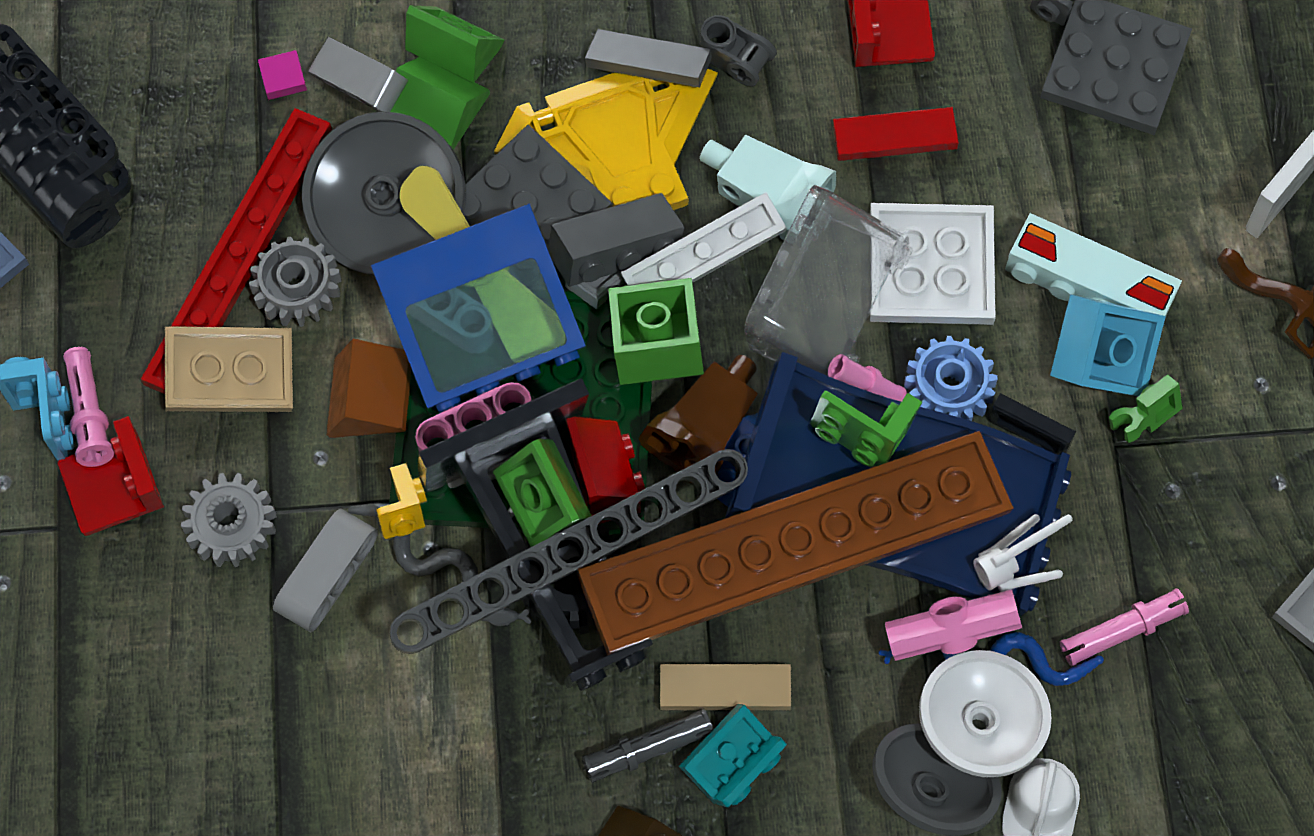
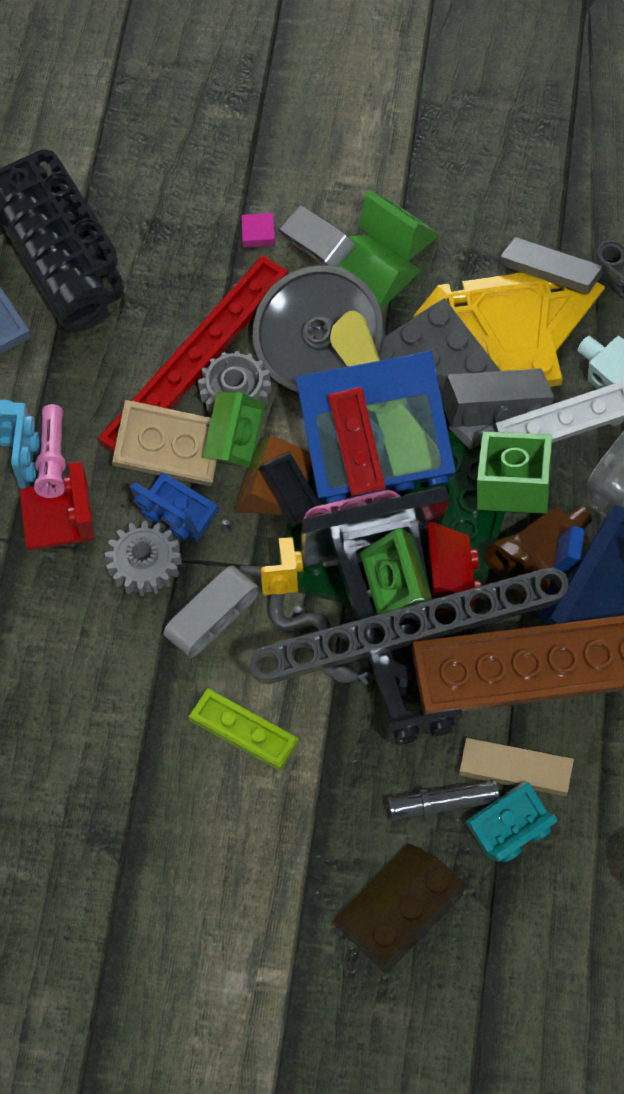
camera: 15 degrees right, 5 degrees down
(257, 447) = (176, 506): none -> blue bracket
(305, 339) = (234, 429): none -> bright green slope
(390, 401) = (289, 487): none -> black tile
(394, 706) = (244, 729): none -> lime tile
(460, 331) = (356, 441): none -> red tile
(738, 415) = (569, 549): none -> blue tile

